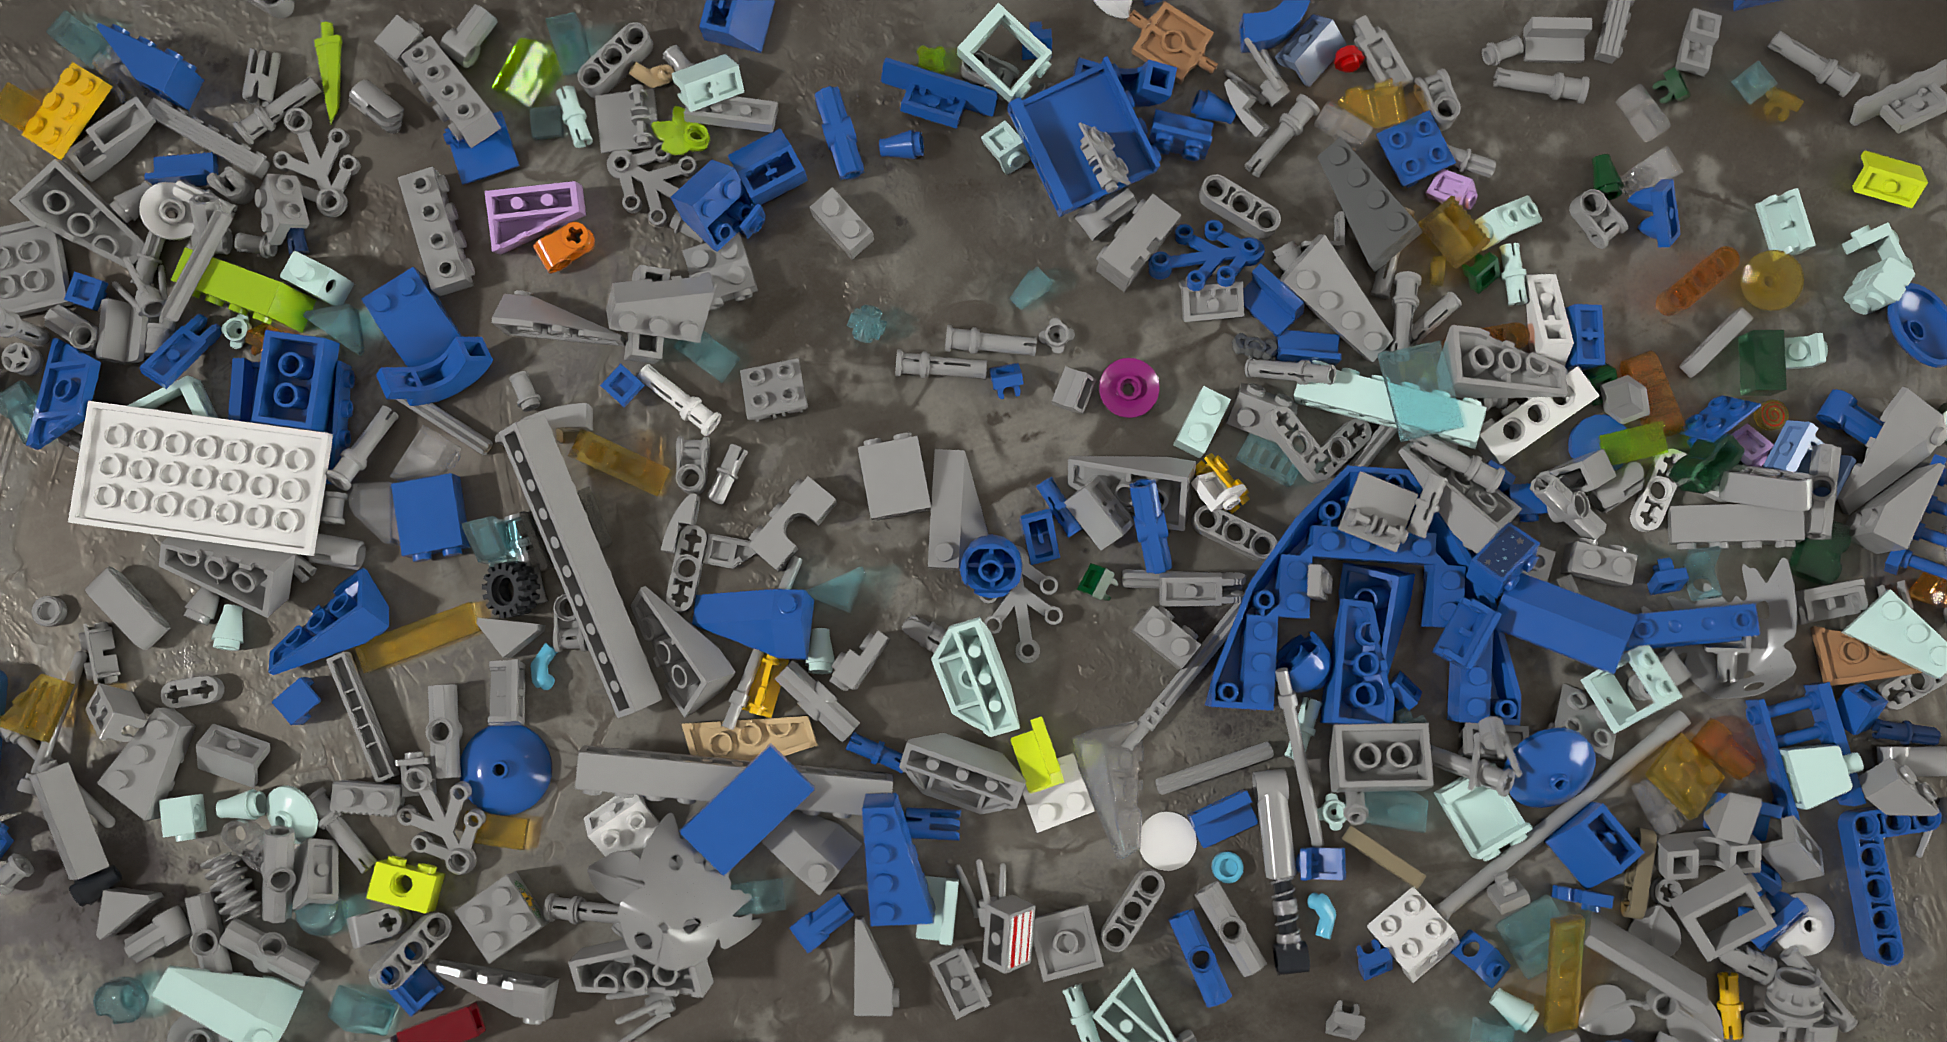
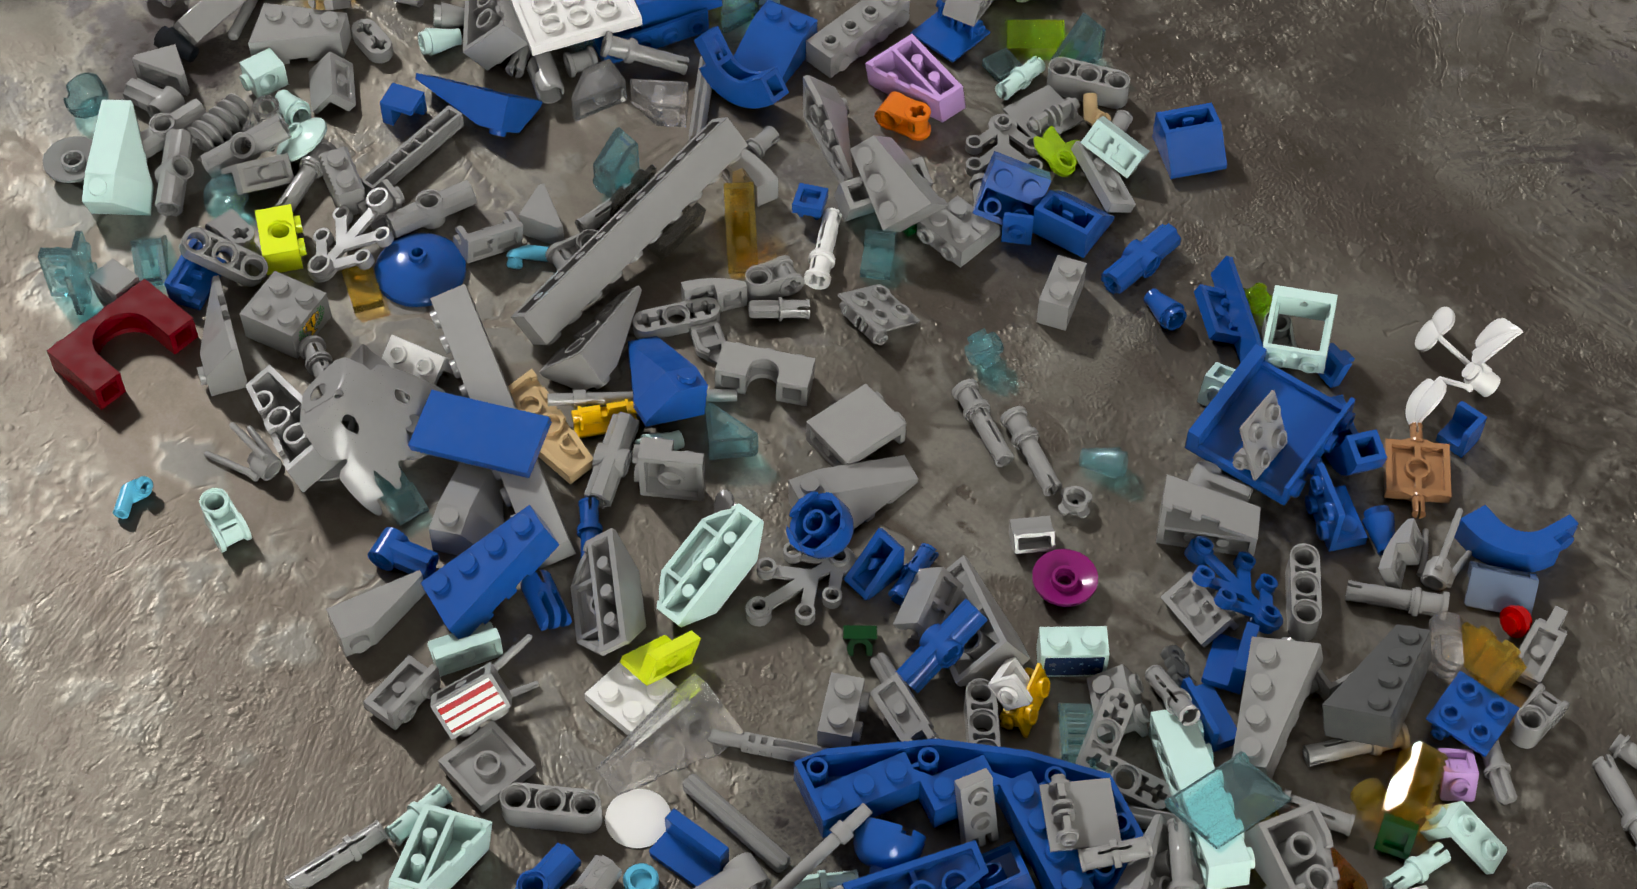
camera: 60 degrees right, 30 degrees down
(418, 637) = (500, 161): clear yellow tile -> none
(430, 516) = (619, 107): blue brick -> none
(498, 590) = (582, 198): black tyre -> none
(1006, 376) = (1008, 478): blue tile -> none
(1404, 304) = (1313, 774): light grey pin -> none

